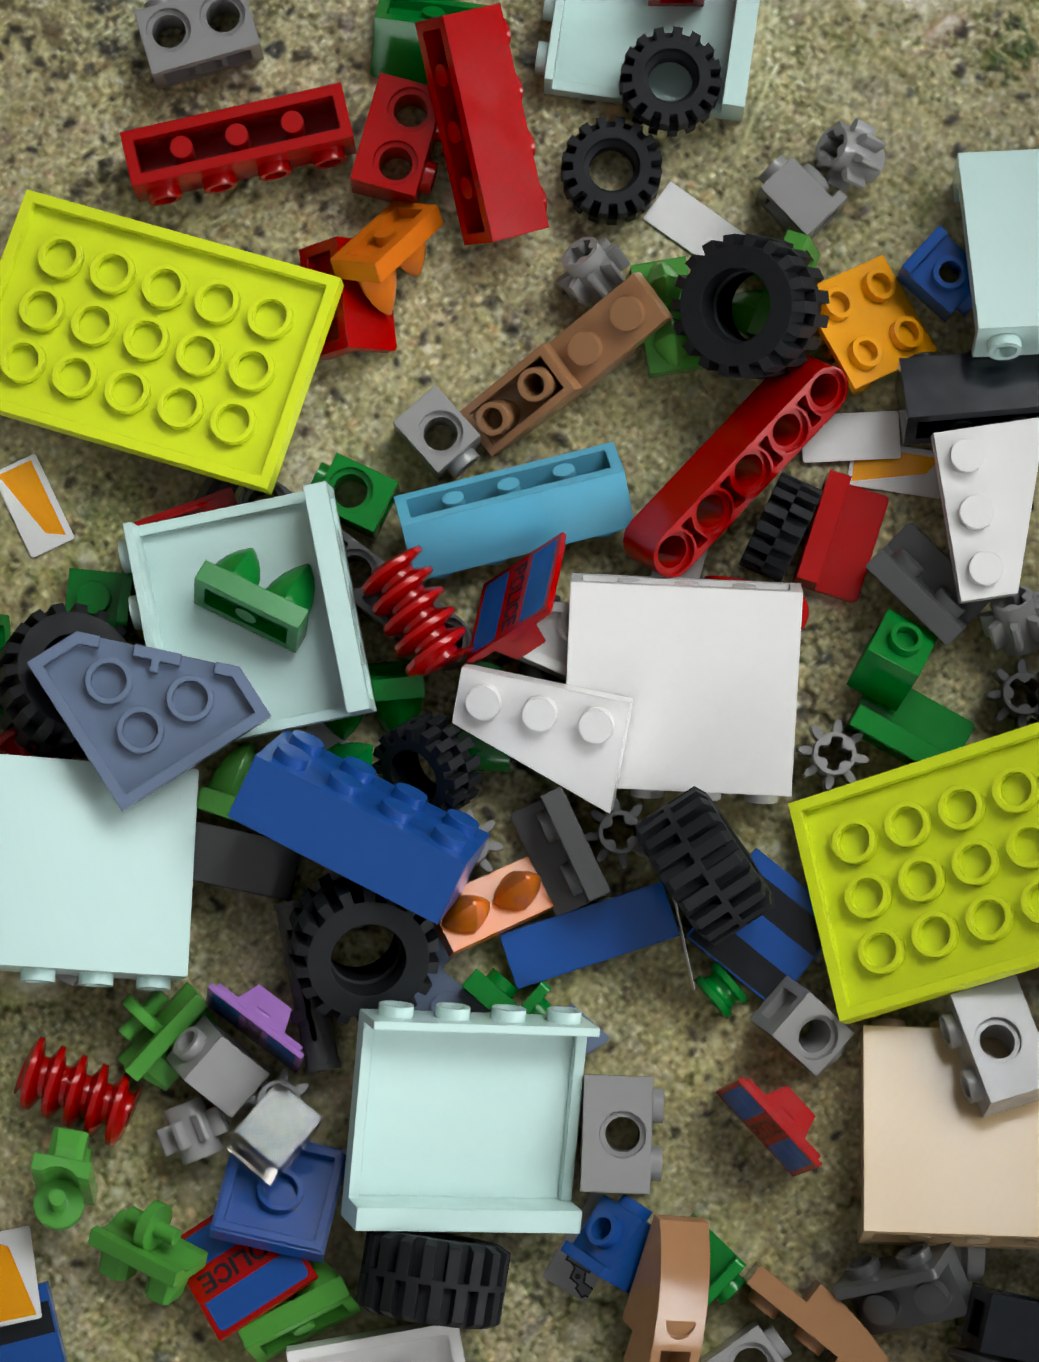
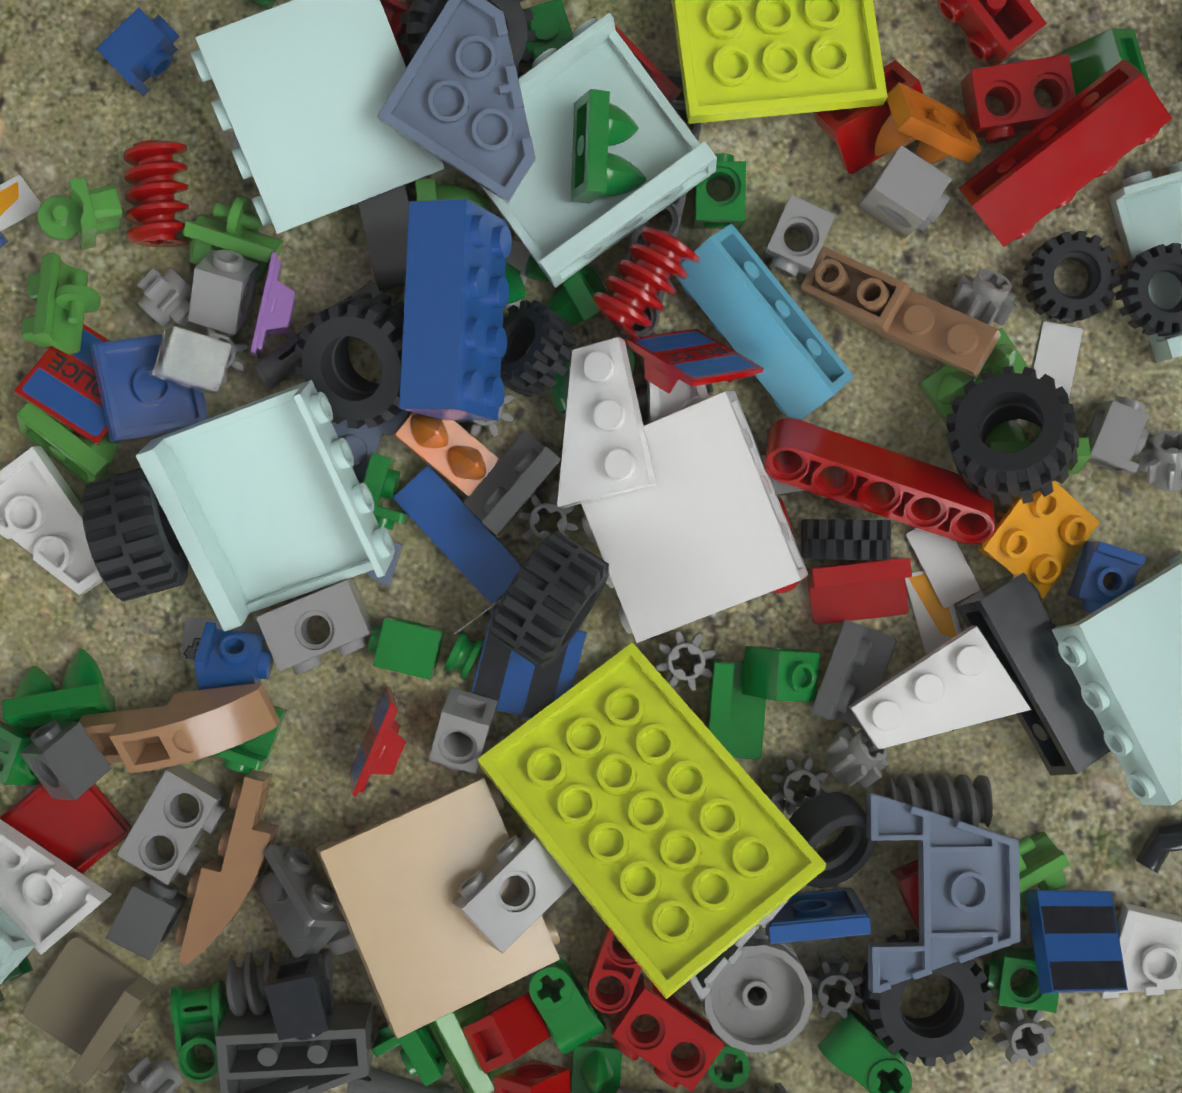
camera: 70 degrees right, 5 degrees up
(447, 302) = (906, 193): none -> light grey brick
(684, 1046) = (406, 647): none -> green brick

